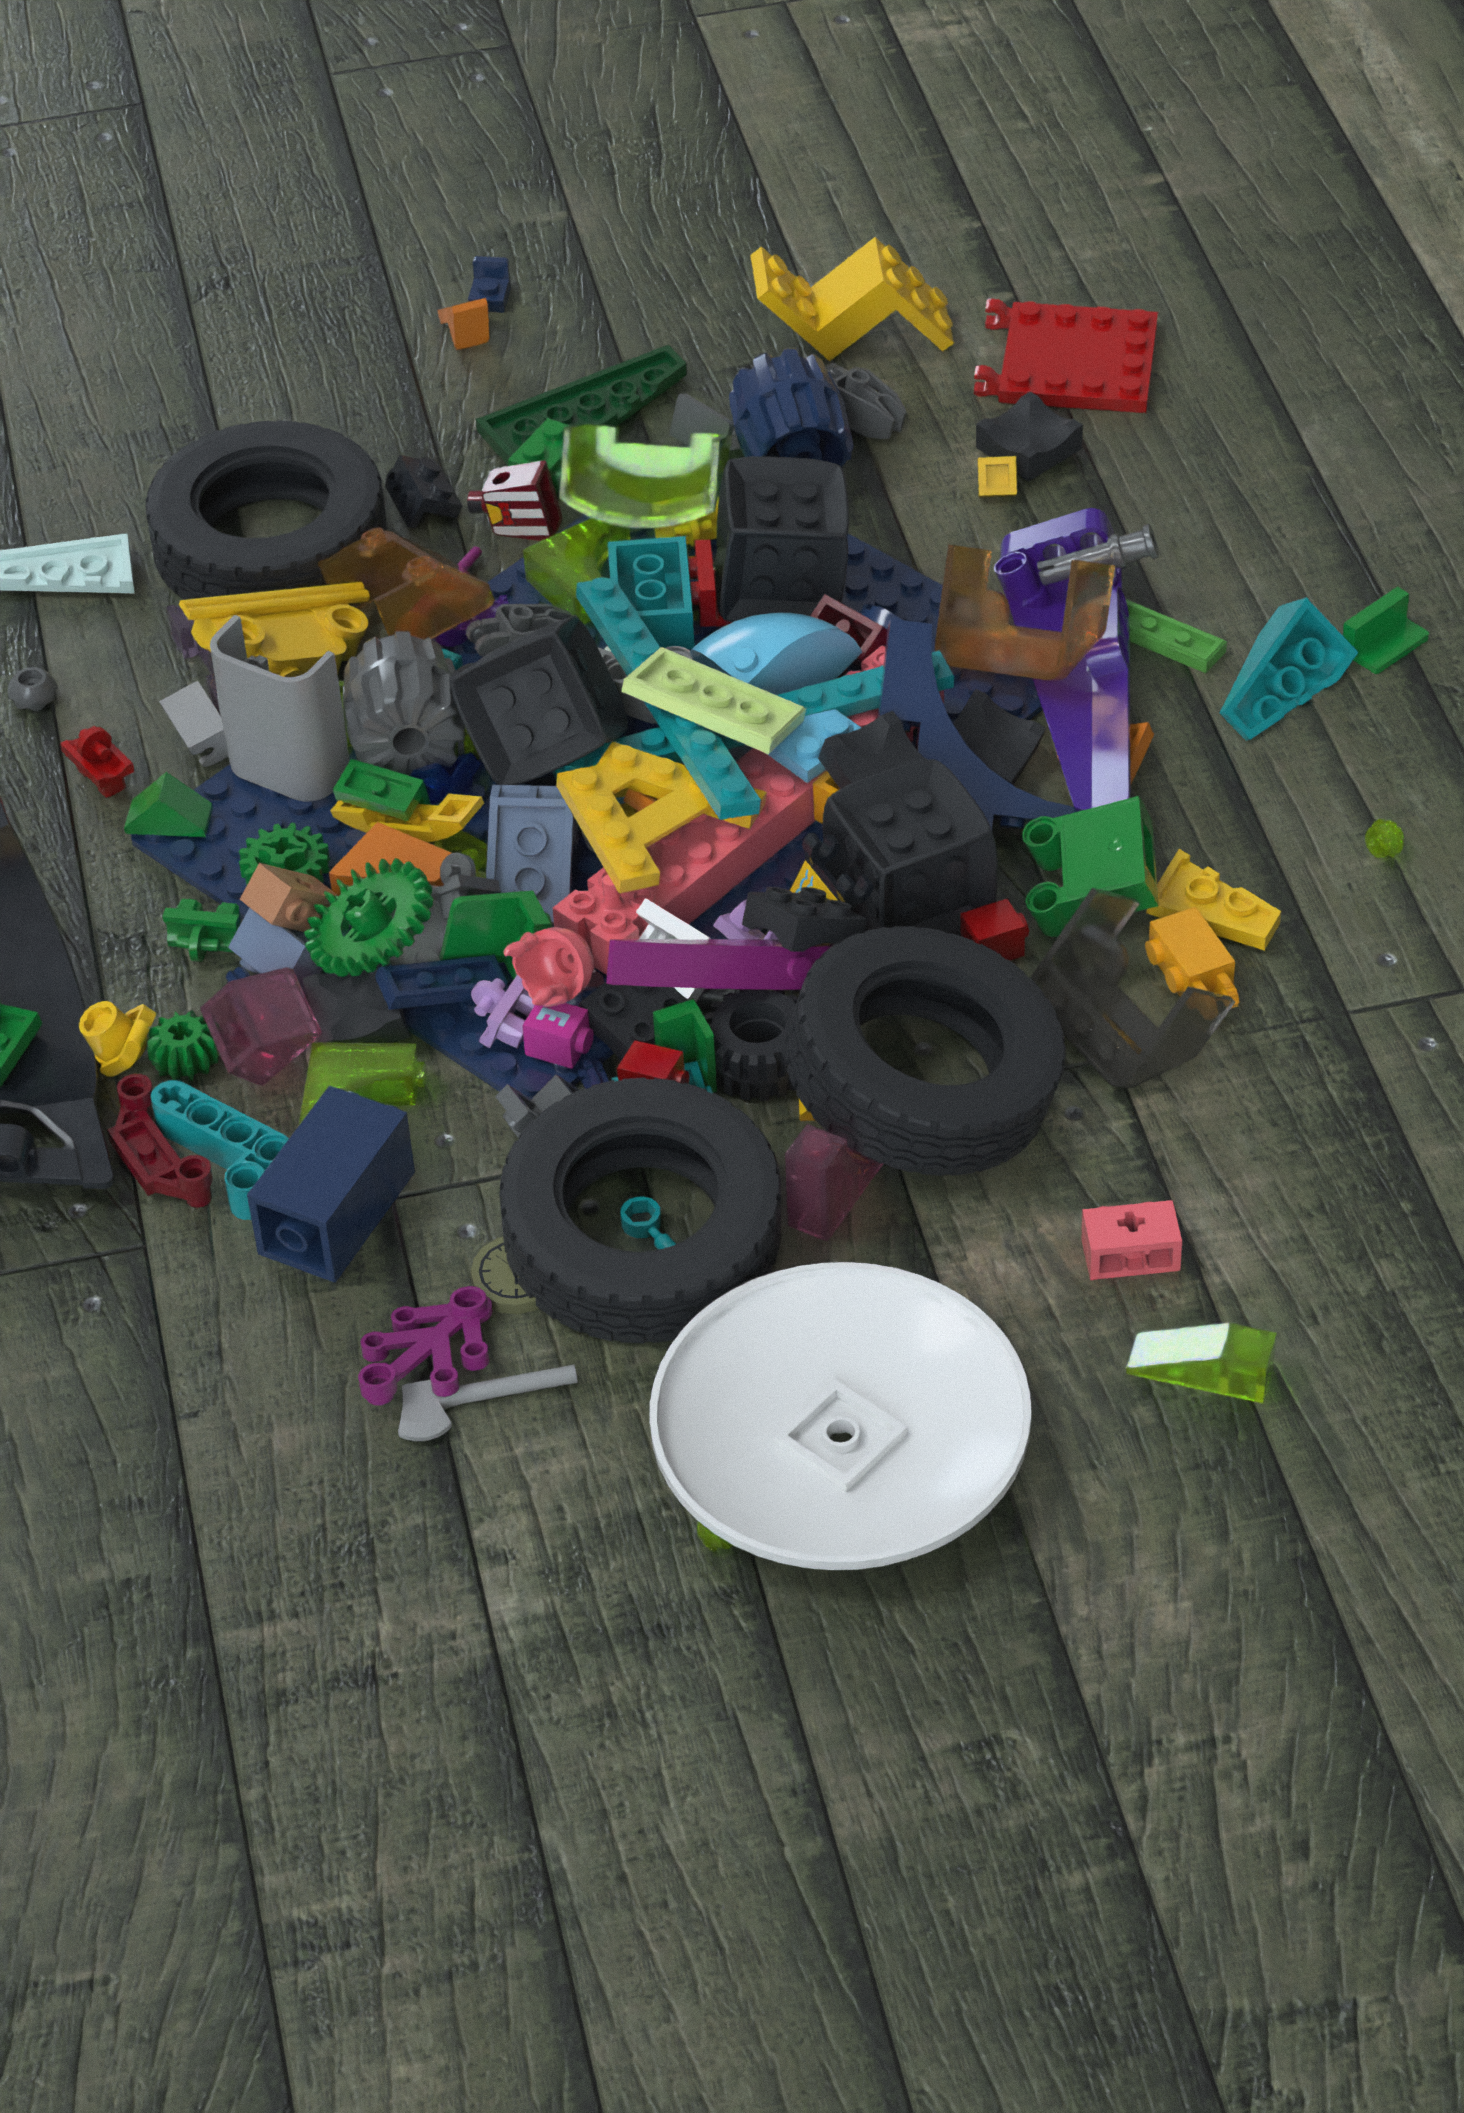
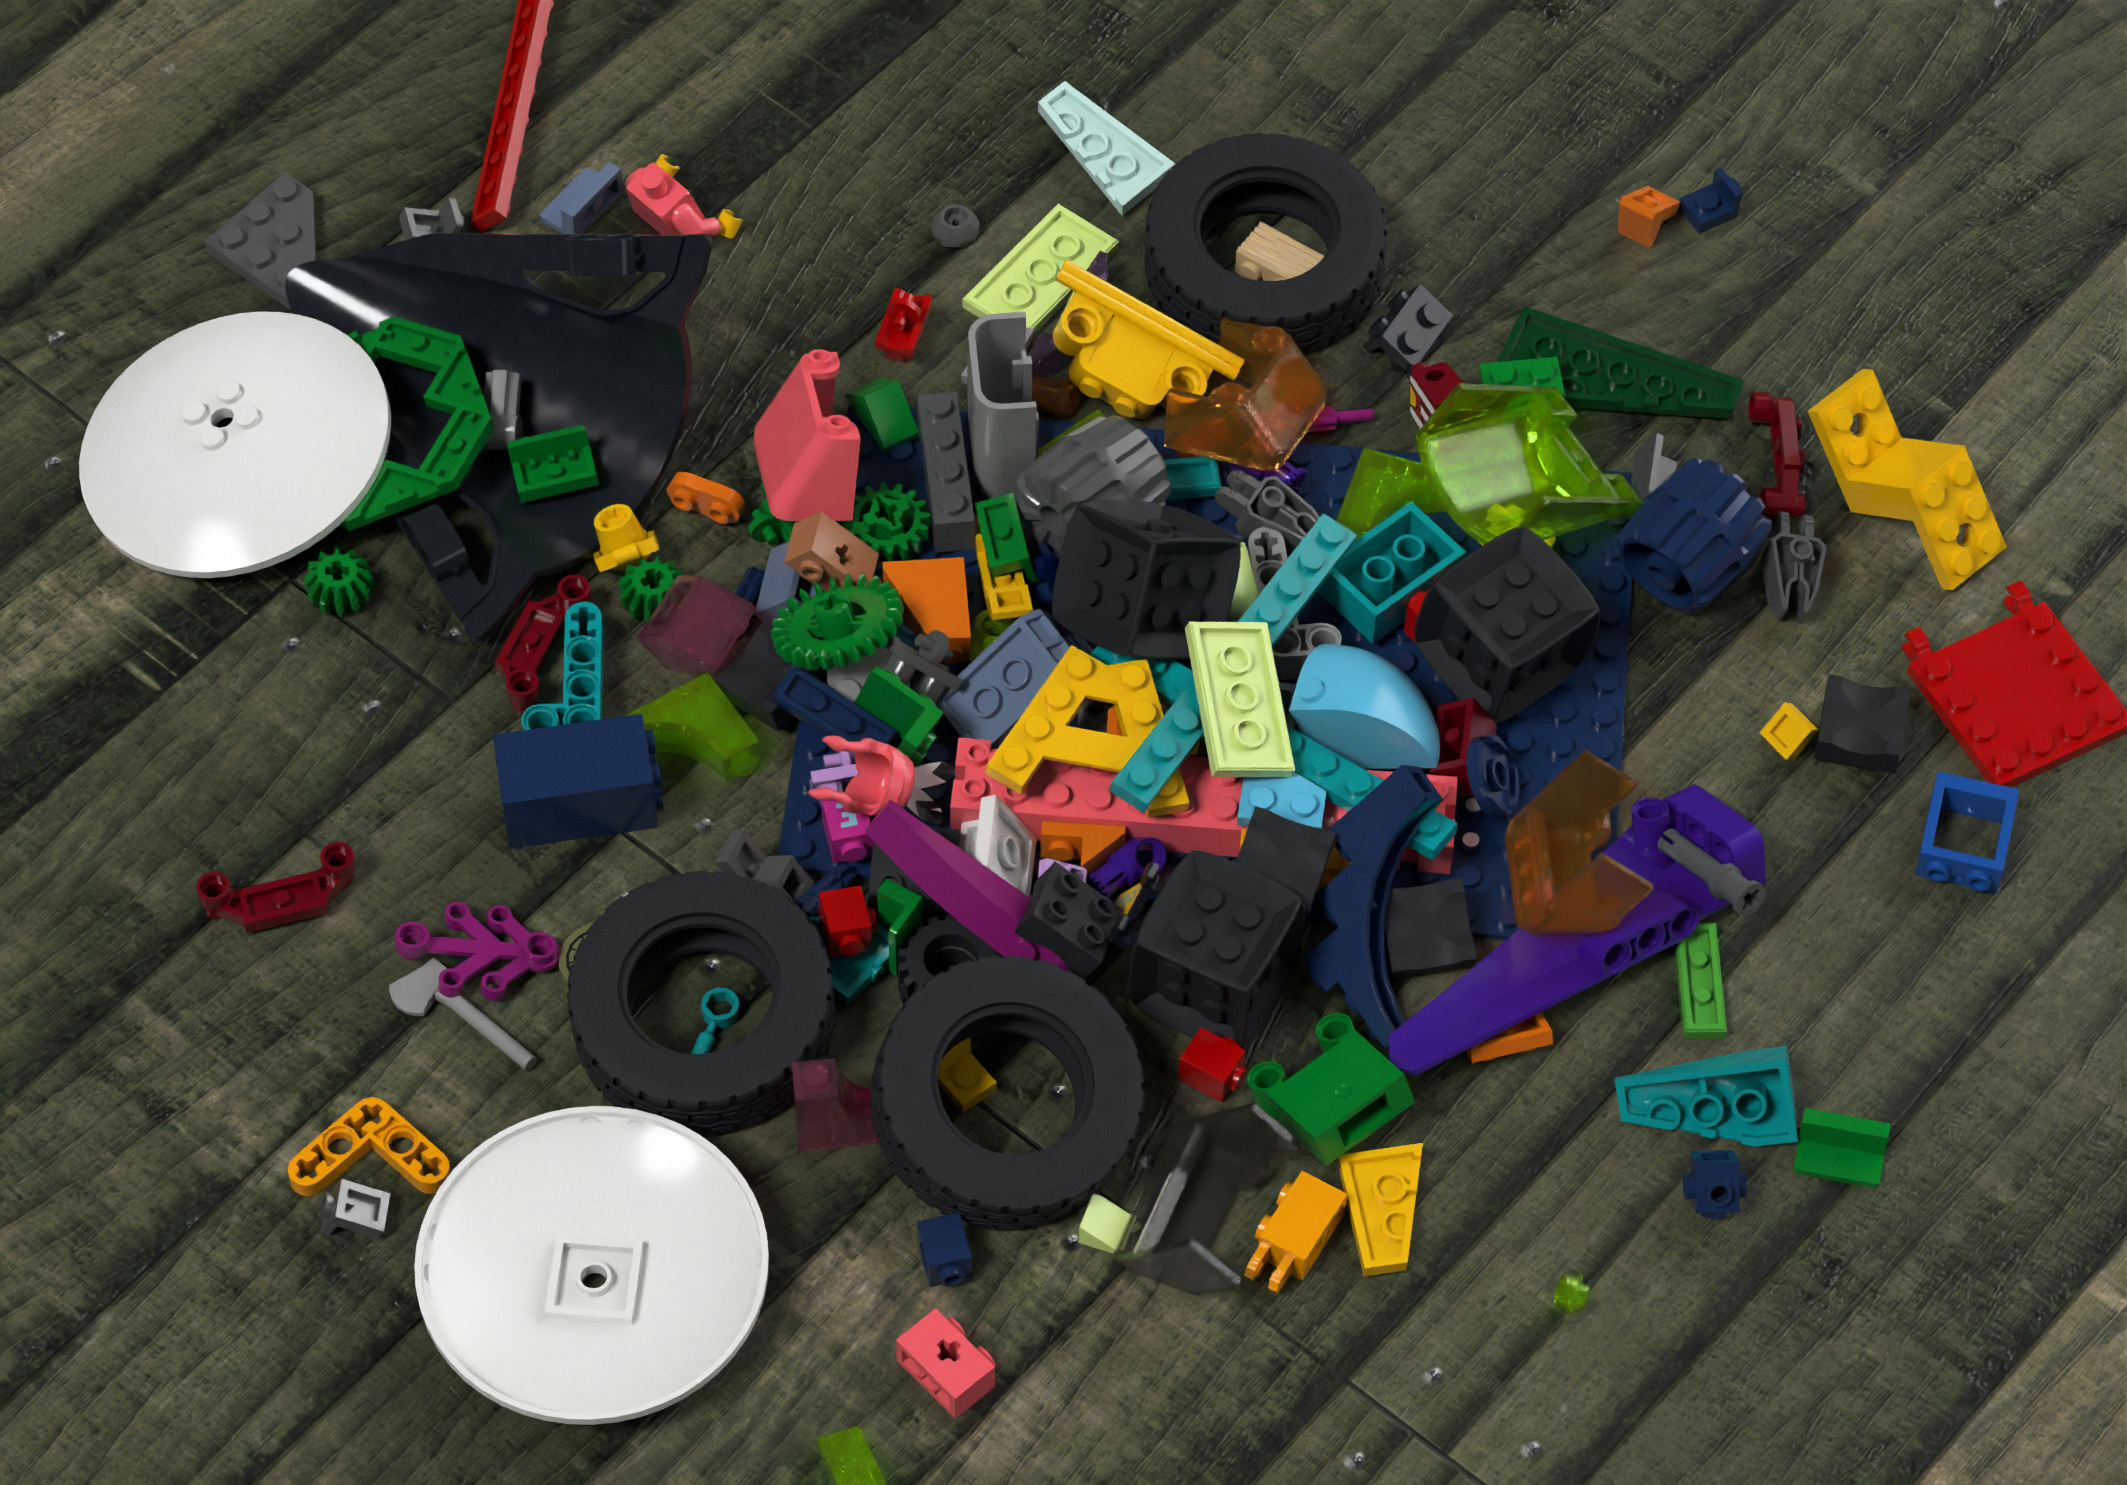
camera: 50 degrees right, 10 degrees up
(128, 966) = (706, 498): none -> orange plate
(132, 664) = (1028, 272): none -> yellowish green tile
(171, 852) = (803, 449): none -> coral windscreen
(233, 1464) = (281, 899): none -> dark red plate
(275, 795) = (945, 472): none -> dark grey brick
(282, 515) = (1273, 255): none -> tan brick
(550, 1521) = (374, 1137): none -> light orange beam
(610, 1572) = (354, 1208): none -> flat silver bracket
(715, 896) = (1081, 842): none -> orange slope
(731, 343) = (1787, 457): none -> dark red plate
(764, 869) = (1124, 866): none -> dark purple connector
(1021, 1185) = (944, 1250): none -> dark blue brick
(1082, 1081) = (1102, 1224): none -> yellowish green slope
(1137, 428) = (1971, 799): none -> blue window
(1362, 705) = (1714, 1183): none -> dark blue brick

